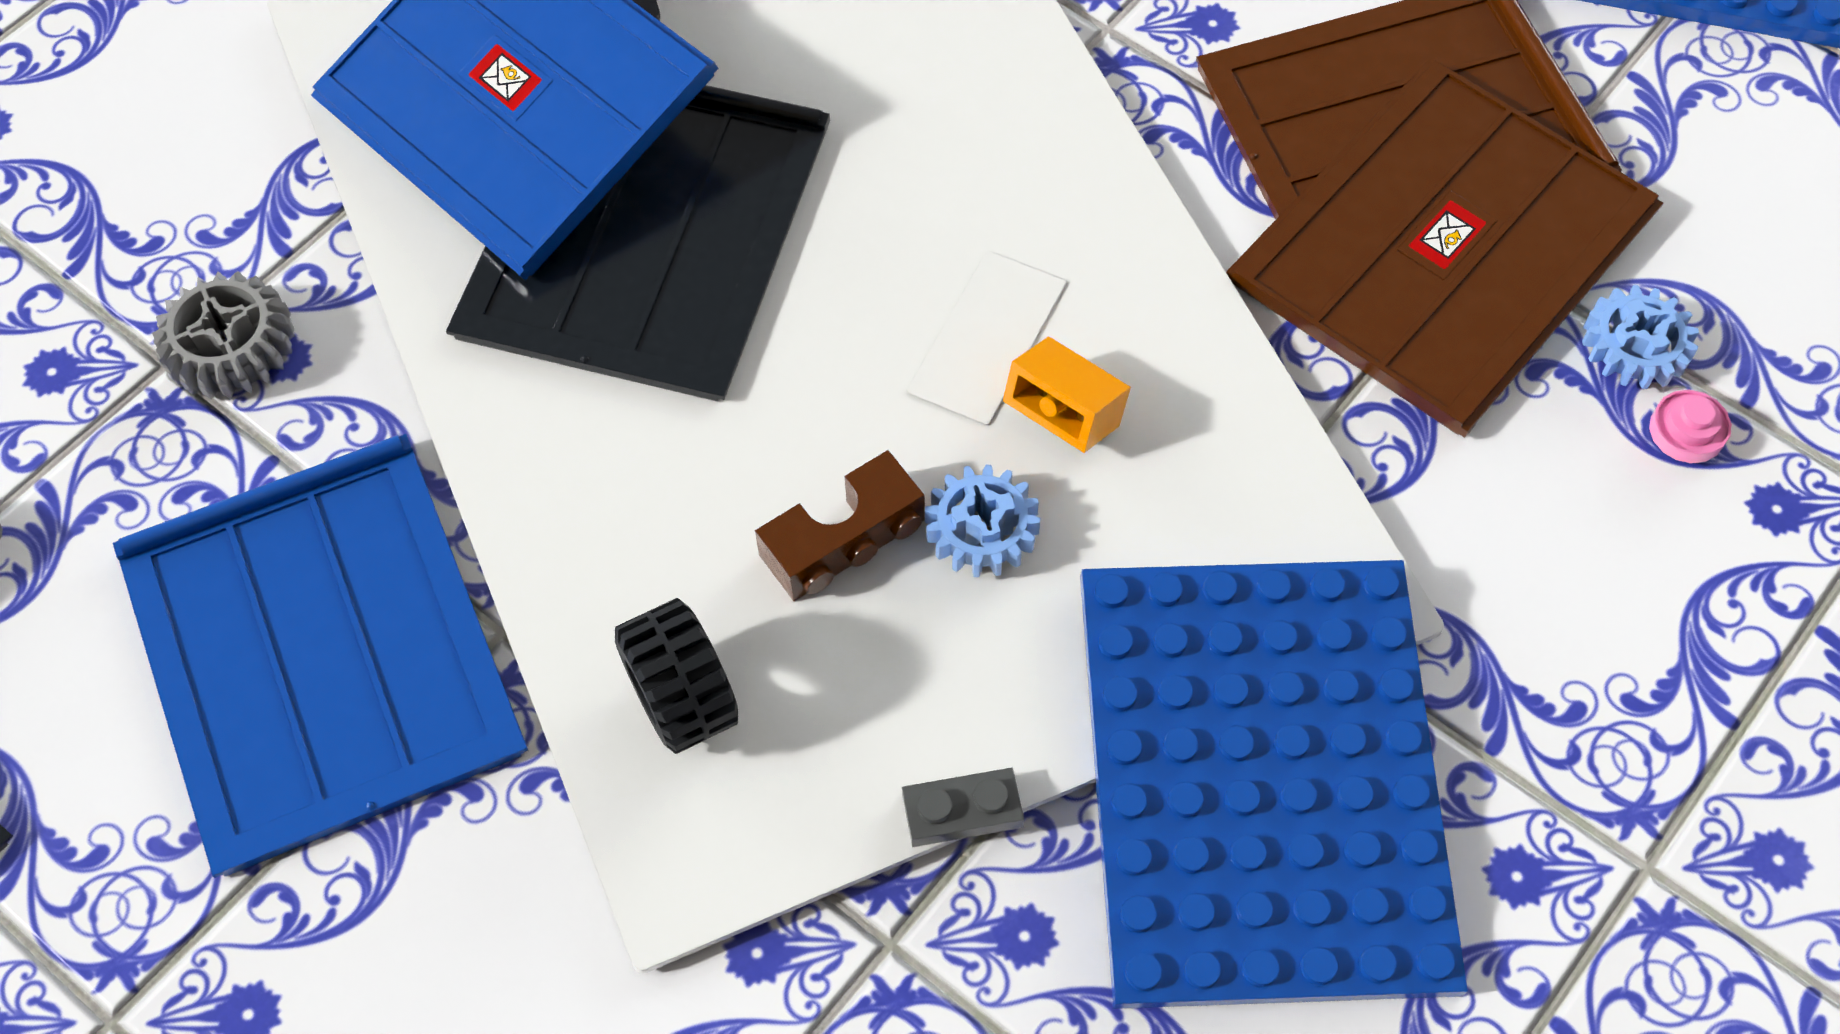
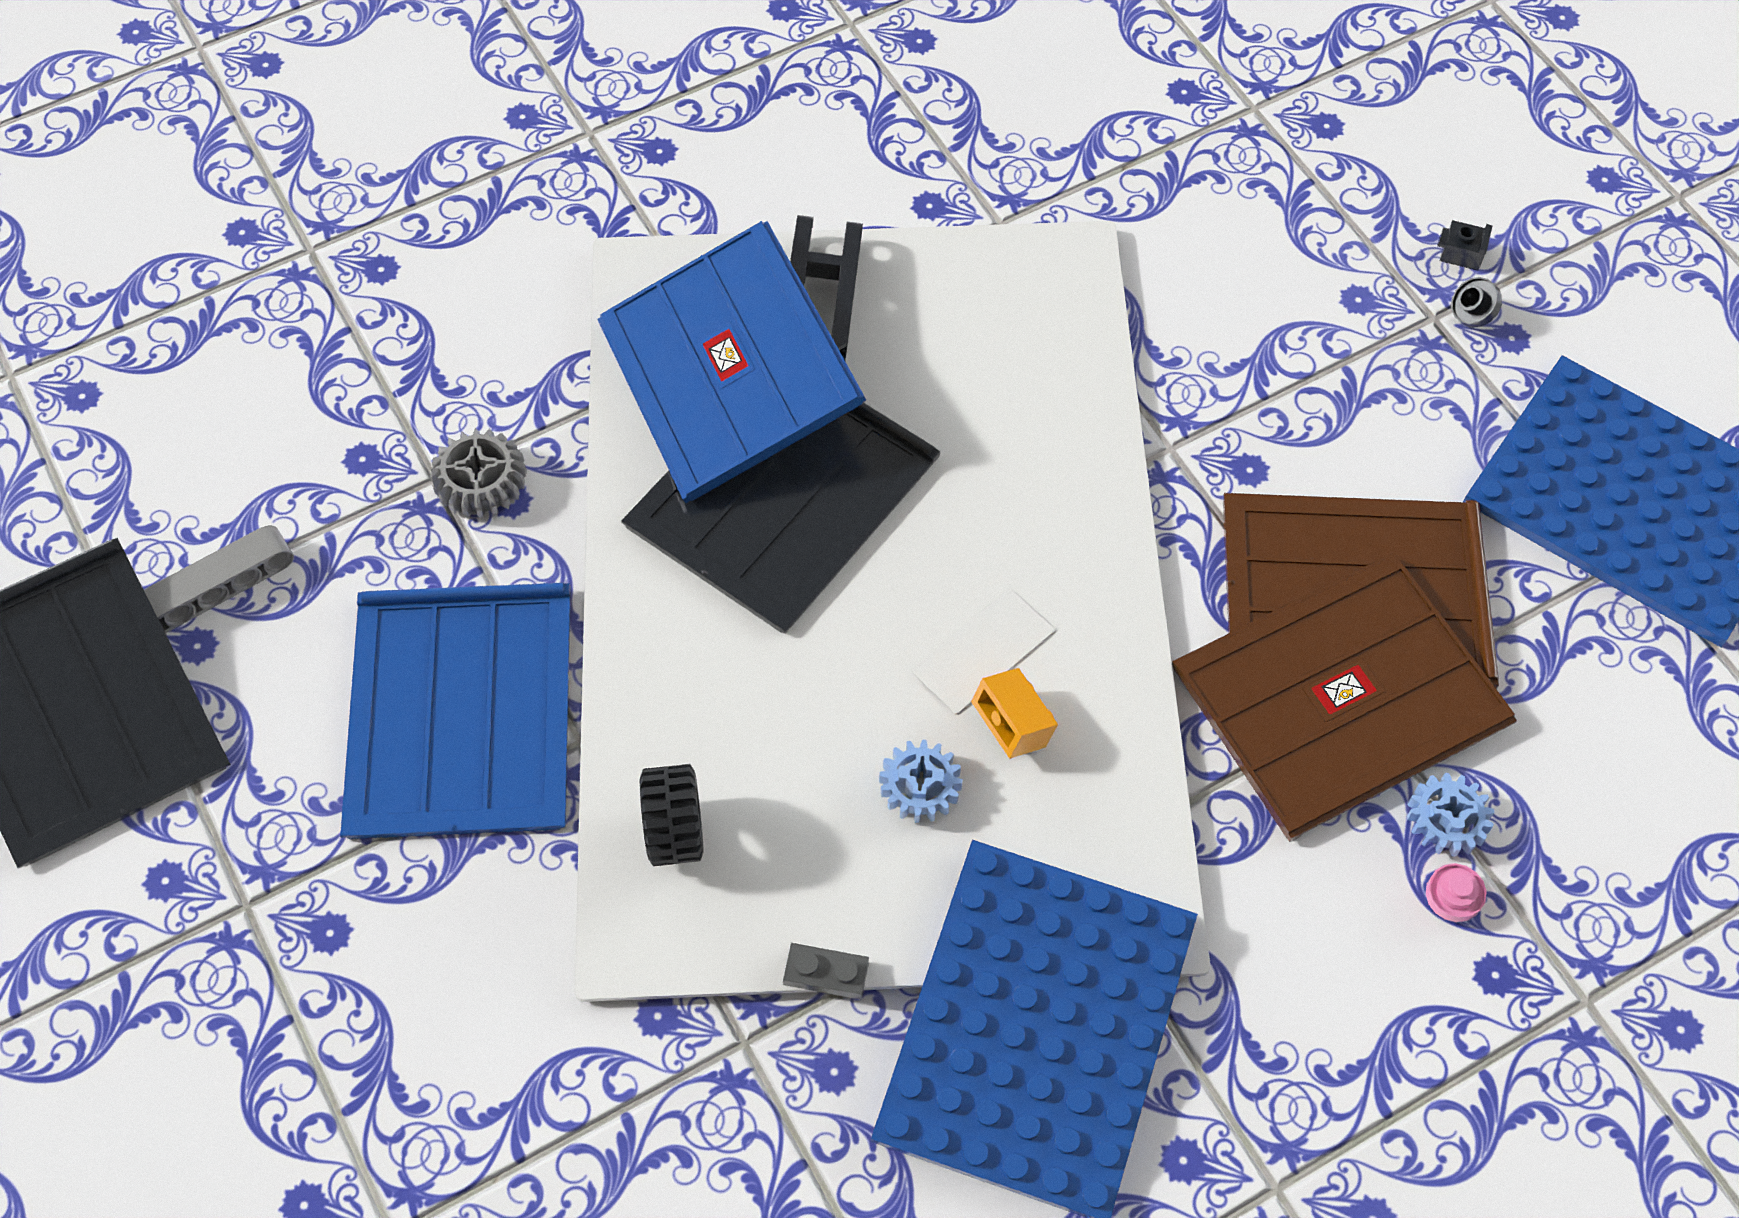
camera: 20 degrees right, 0 degrees up
(810, 553) = (797, 763): reddish brown arch -> none

